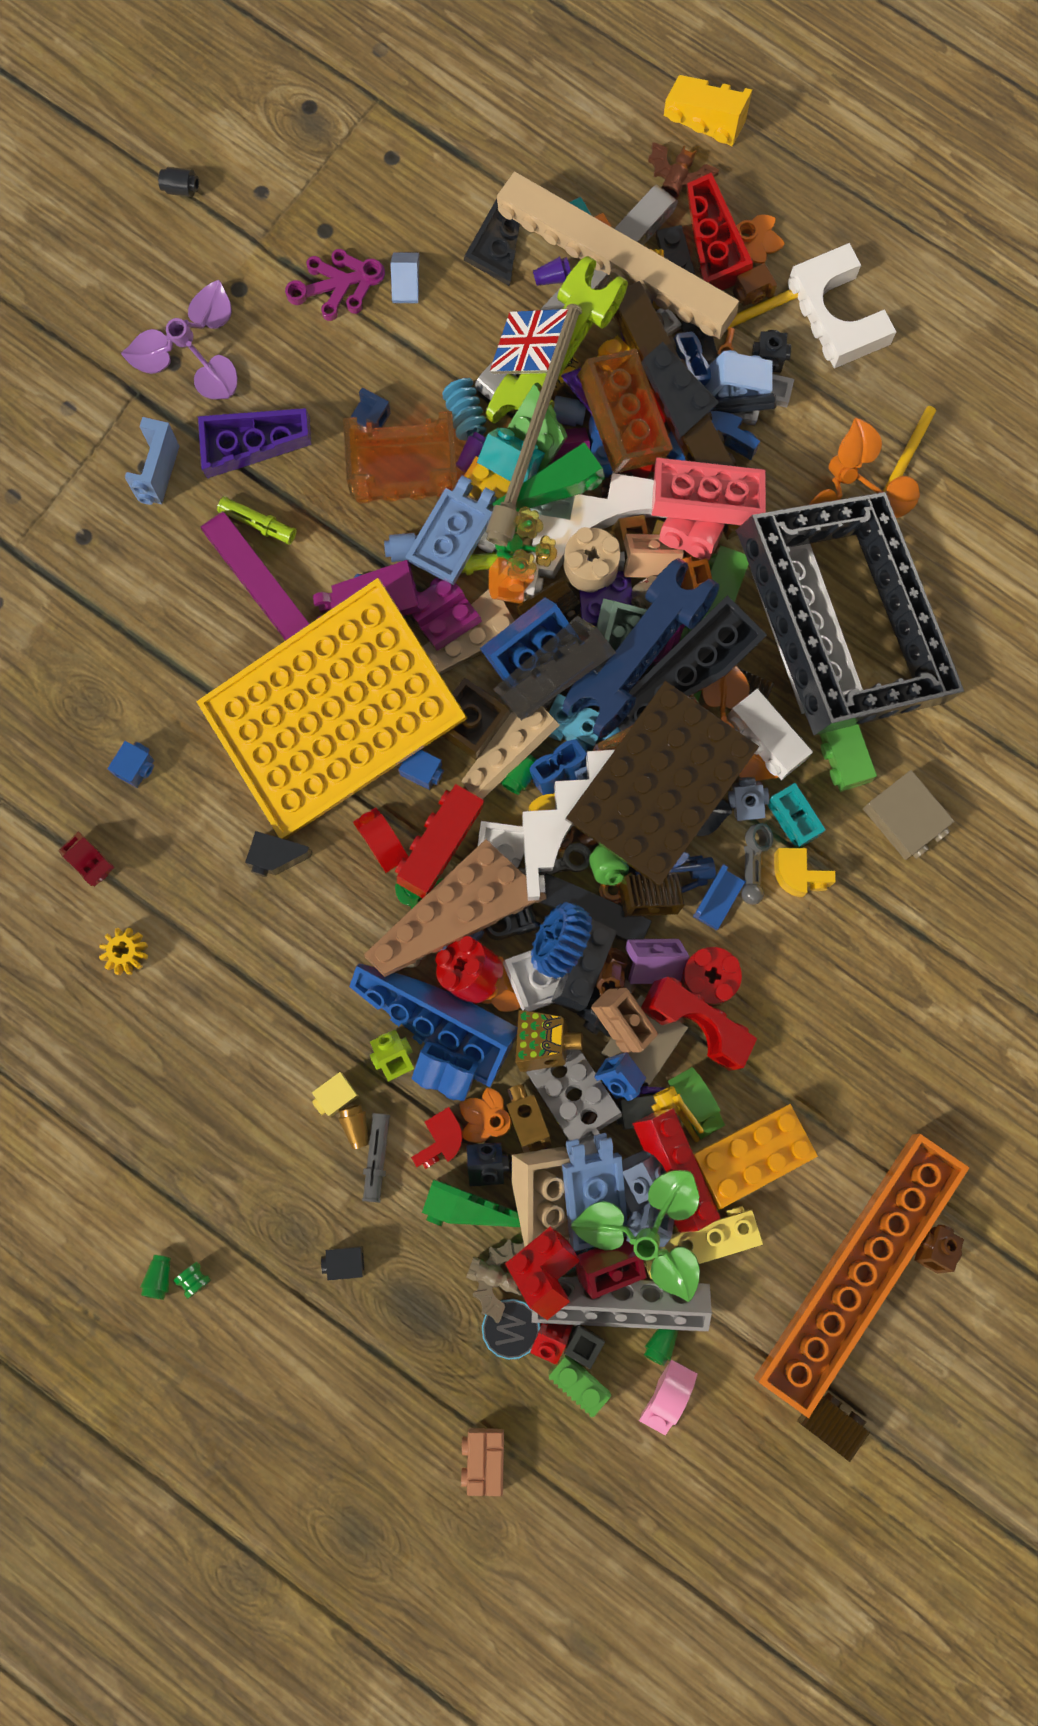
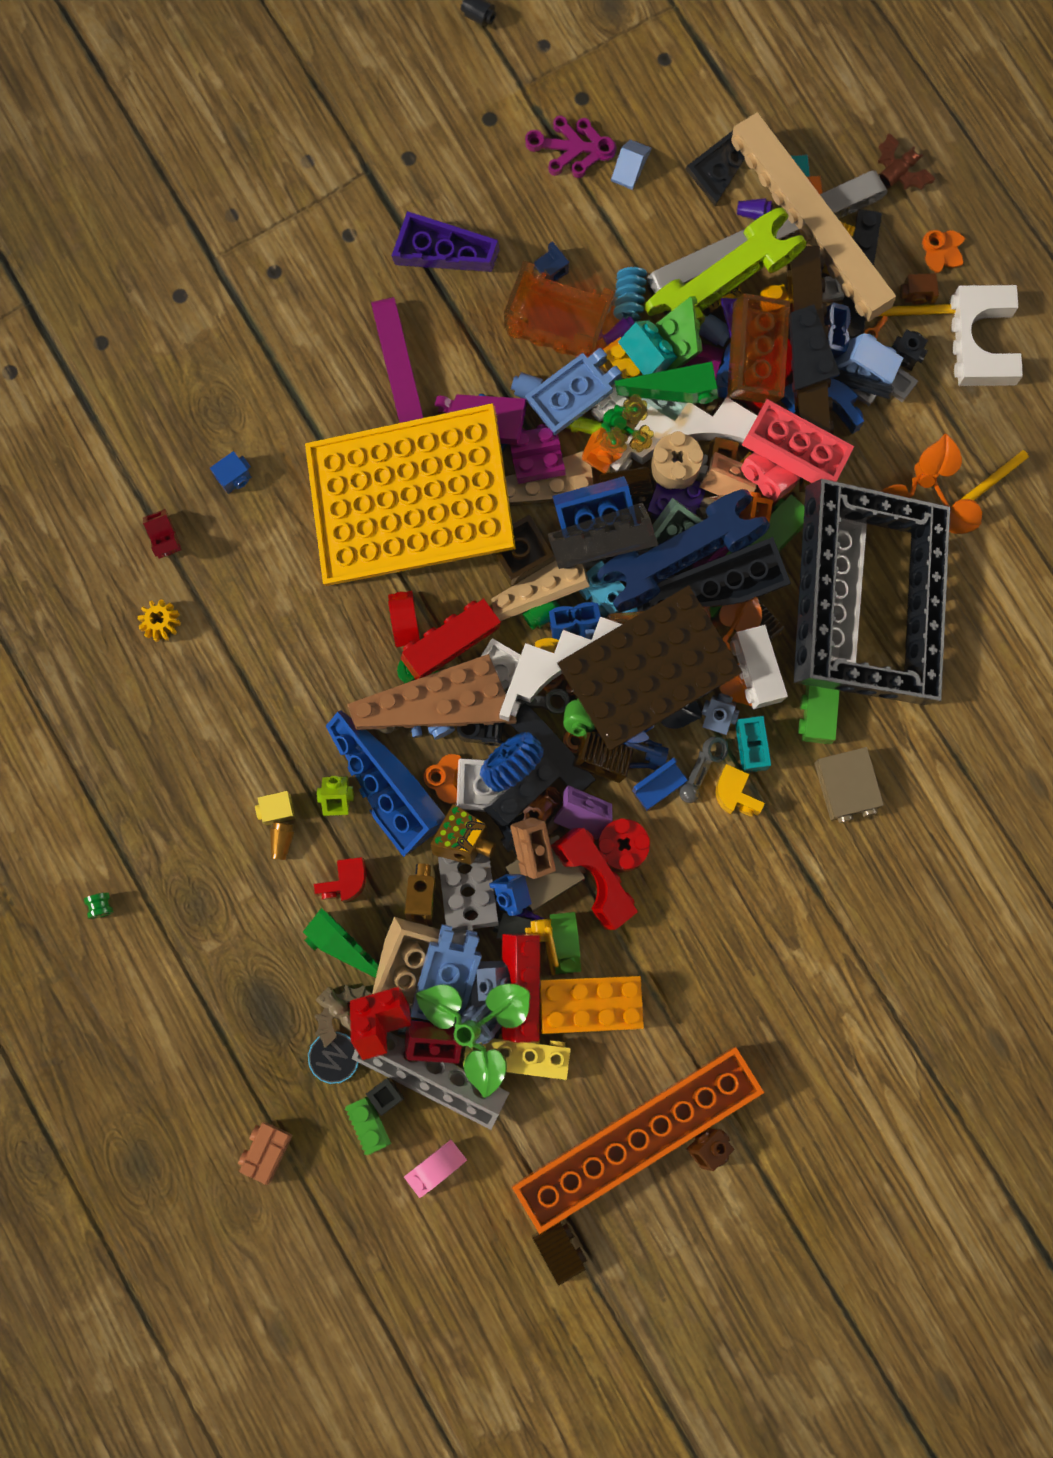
camera: 25 degrees right, 0 degrees up
(150, 348) = (394, 139): medium lavender plant -> none
(153, 481) = (359, 237): medium blue panel -> none
(156, 1279) = (71, 892): green cone -> none
(265, 524) = (425, 323): lime pin -> none
(274, 854) = (313, 594): black slope -> none
(343, 1263) = (223, 945): black brick -> none
(376, 1158) = (281, 882): dark grey pin -> none
(422, 769) = (463, 575): blue brick -> none
(445, 1071) = (372, 827): blue brick -> none
(468, 970) = (427, 754): red brick -> none
(481, 1115) = (387, 875): orange plate -> none
(486, 1164) = (372, 916): black brick -> none
(529, 345) = (704, 263): flag -> none
(551, 1341) = (360, 1081): red bracket -> none
(661, 1346) = (448, 1125): green cone -> none
(708, 108) = (948, 123): yellow wedge -> none
(716, 237) = (905, 236): red wedge -> none

